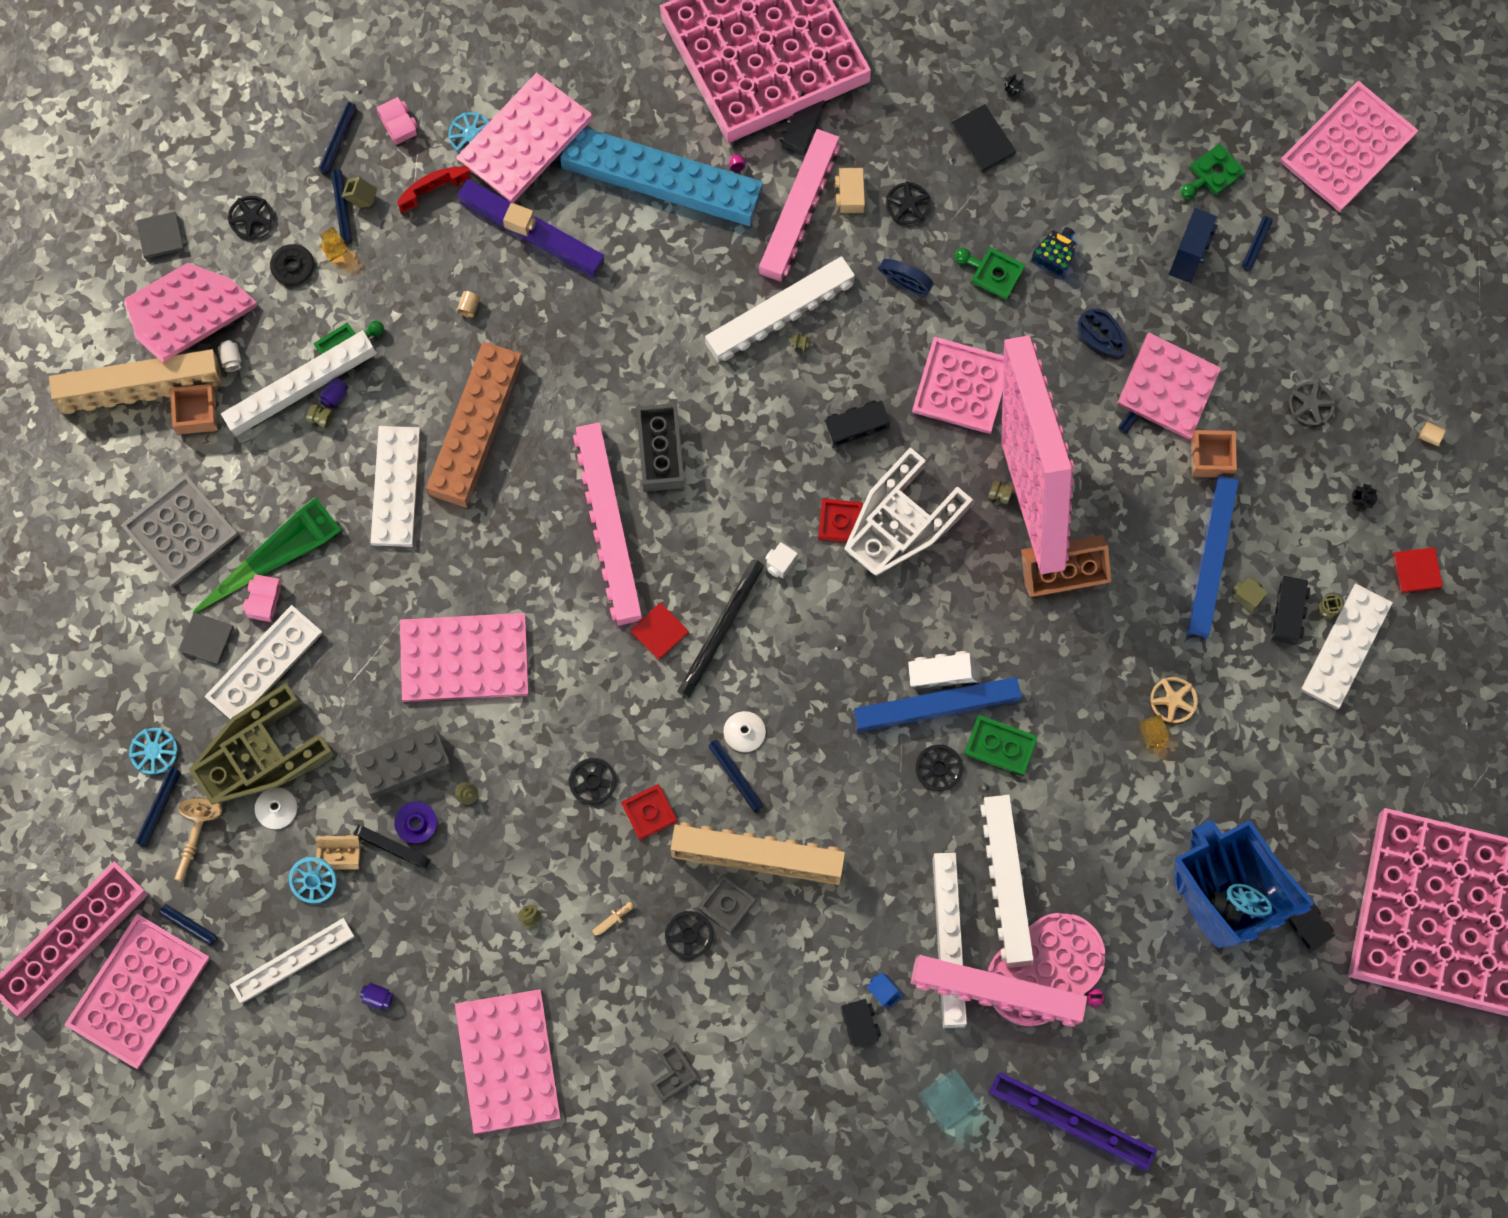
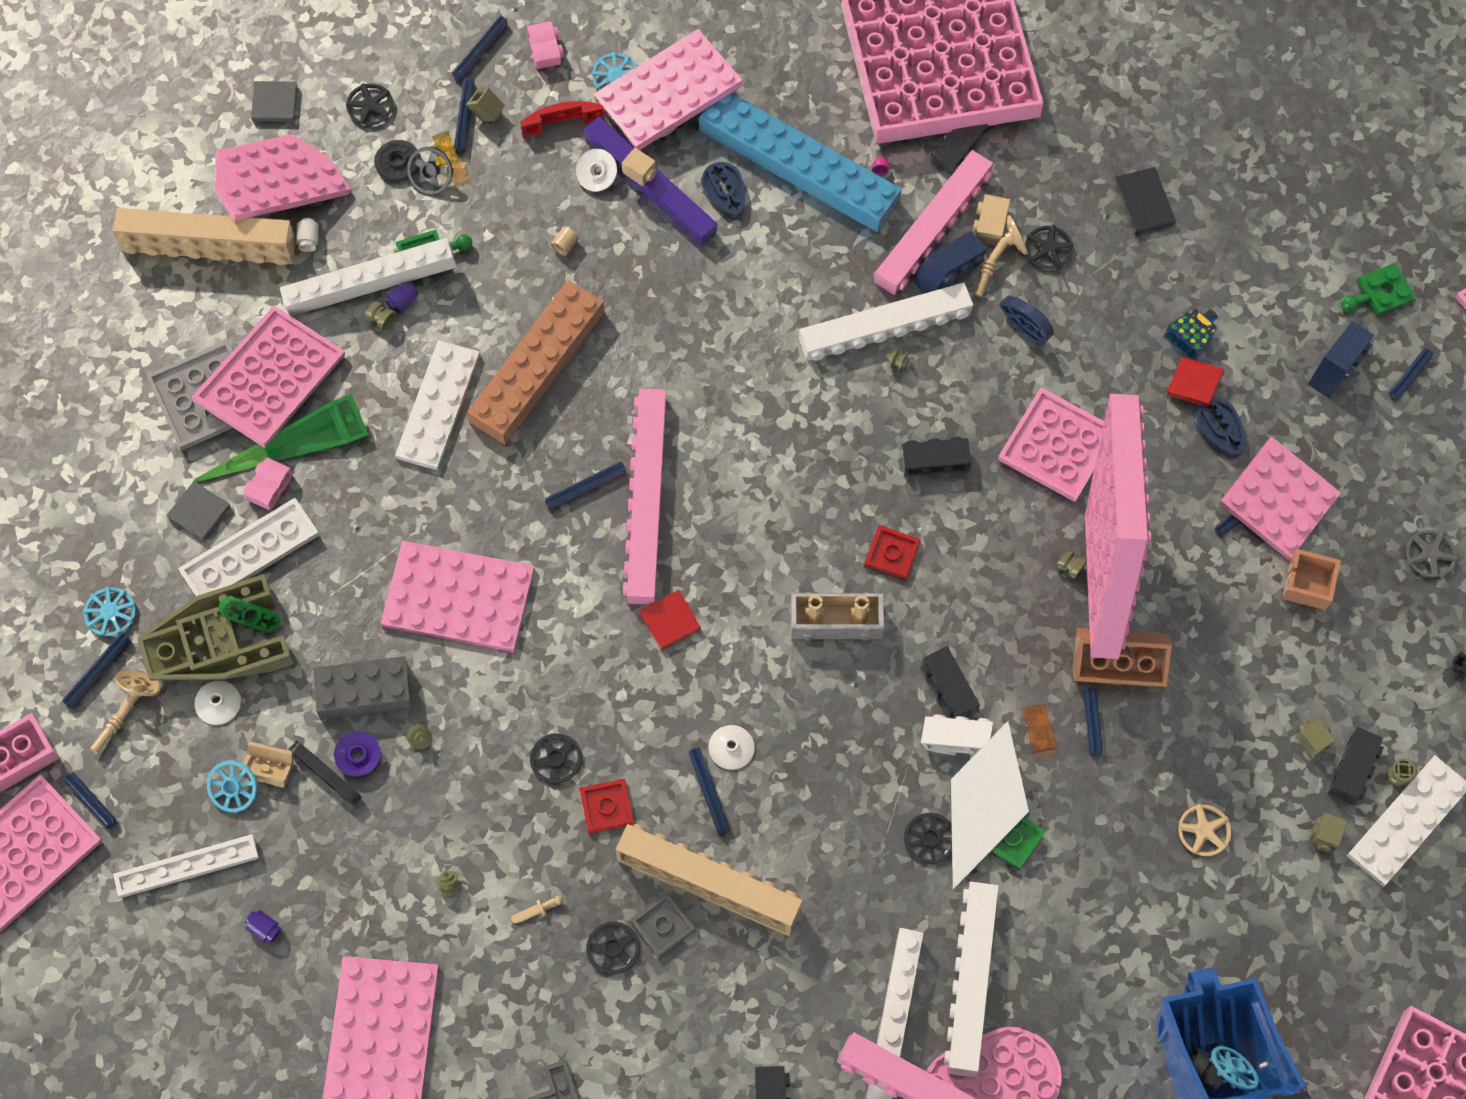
camera: 15 degrees right, 5 degrees down
(193, 409) = (254, 277): nougat piece -> none
(234, 498) = (268, 376): none -> bright pink plate
(277, 716) = (243, 606): none -> green beam
(325, 267) = (430, 170): none -> wheel
(469, 230) = (587, 167): none -> white dish
(550, 527) = (585, 485): none -> dark blue axle
(591, 223) = (733, 183): none -> dark blue piece
(660, 447) = (721, 430): dark grey brick -> none
(720, 628) = (734, 633): black piece -> none
(780, 560) = (817, 577): white brick -> none
(807, 591) = (837, 615): none -> piece
(824, 241) = (950, 263): none -> dark blue wedge
(872, 204) = (1012, 237): none -> tan dish
(885, 990) = (808, 1063): blue brick -> none
(895, 526) = (946, 569): white wedge -> none
(921, 627) = (949, 684): none -> black brick
(937, 704) = (924, 768): blue tile -> none
(980, 725) = (985, 802): none -> white sticker
(984, 275) = (1123, 325): green plate -> none
(1008, 646) = (1038, 728): none -> clear orange tile
(1014, 85) = (1190, 154): black wheel -> none
(1054, 628) = (1093, 721): none -> dark blue axle
(1069, 297) = (1195, 382): none -> red tile
(1154, 732) = (1174, 859): clear yellow brick -> none
(1212, 556) = (1284, 688): blue tile -> none
(1280, 675) = (1328, 832): none -> olive brick

